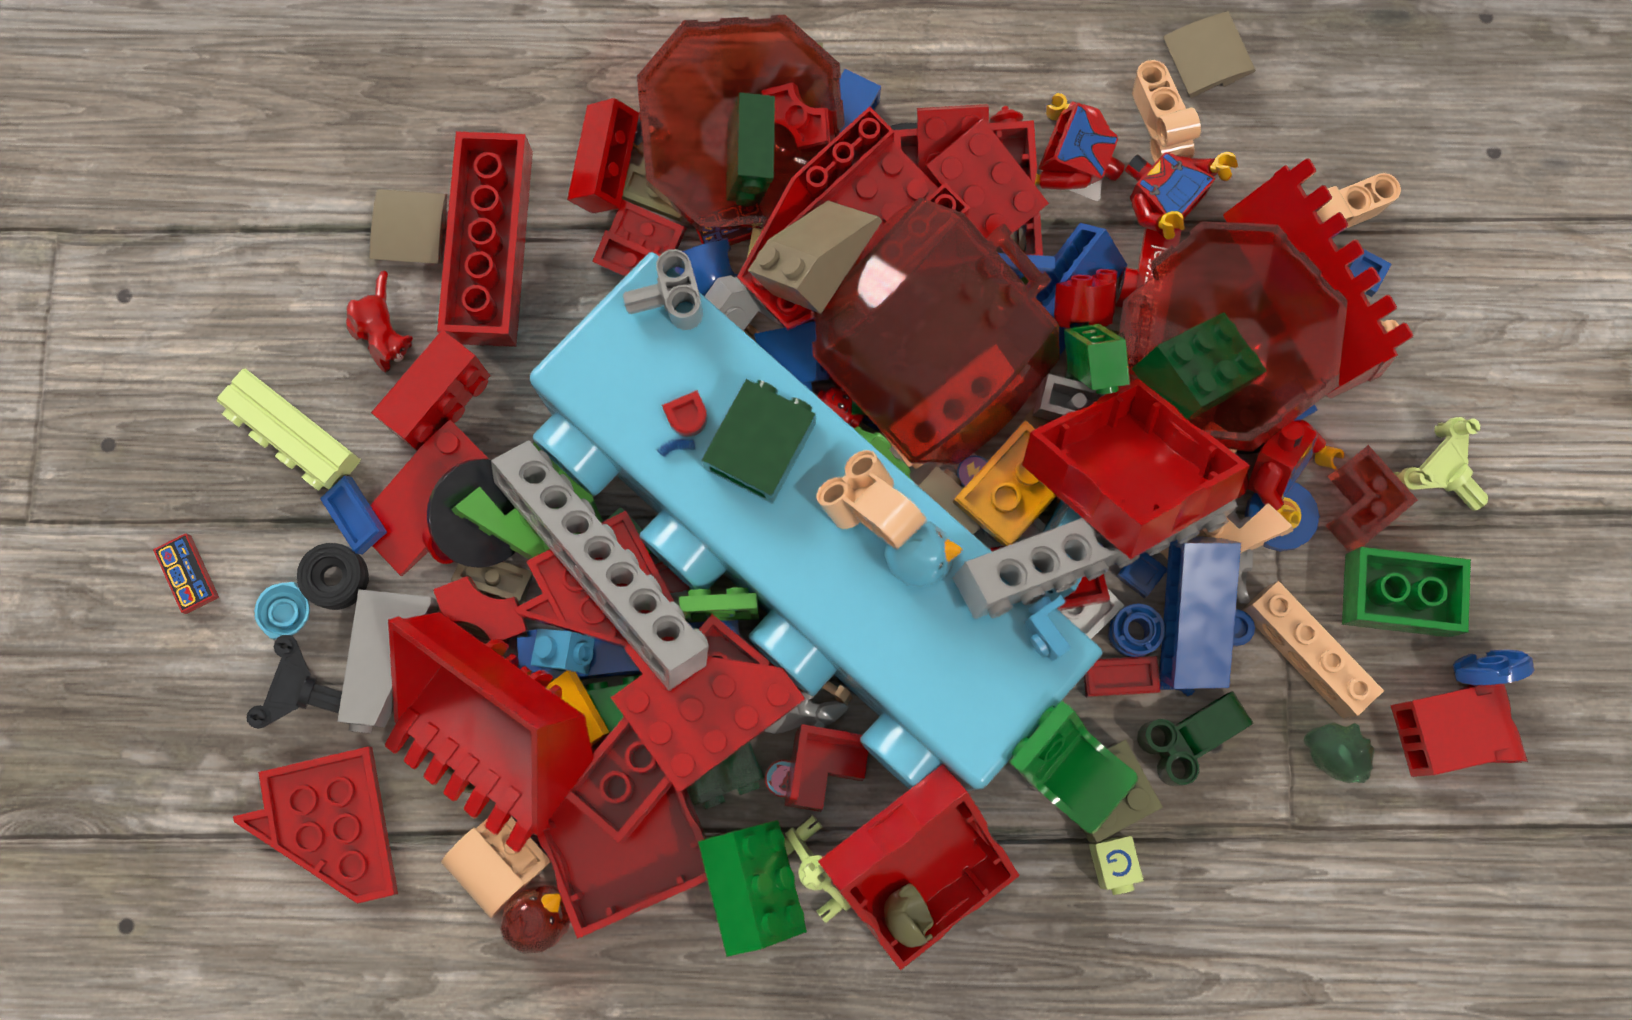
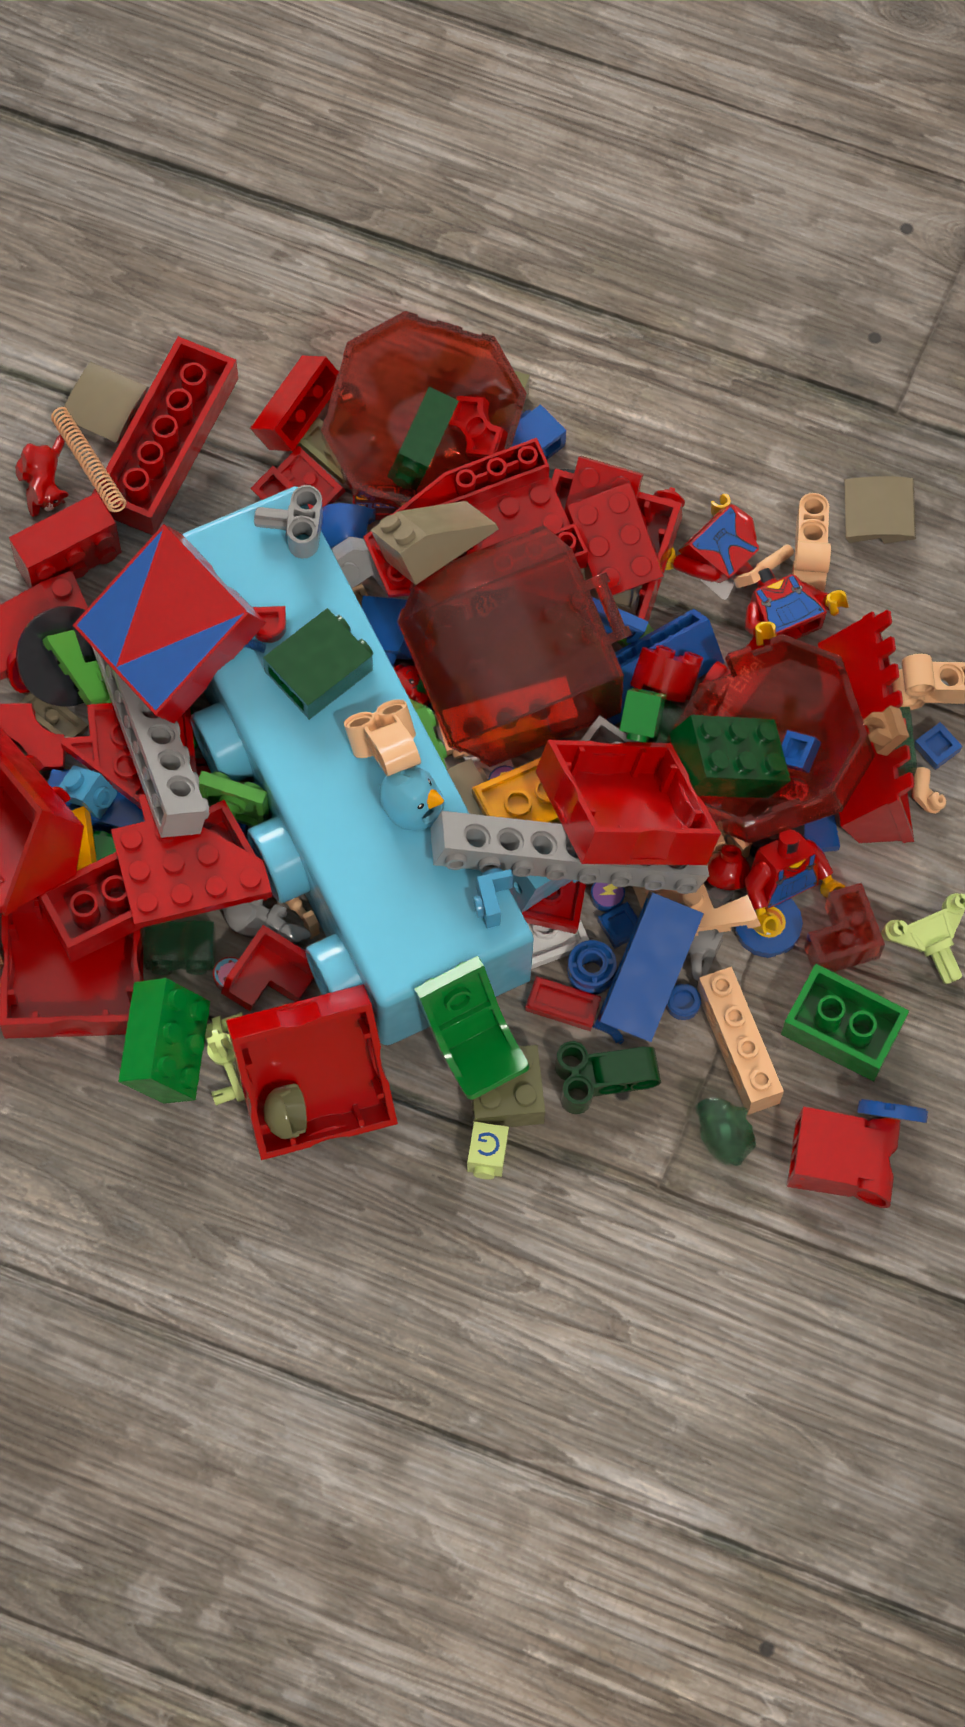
camera: 20 degrees right, 10 degrees down
(422, 290) = (85, 466): none -> light nougat piece
(582, 456) = (168, 624): none -> red tile
(1125, 168) = (770, 562): none -> light nougat piece
(1258, 332) = (800, 750): none -> blue plate
(1360, 285) = (886, 729): none -> medium nougat tile

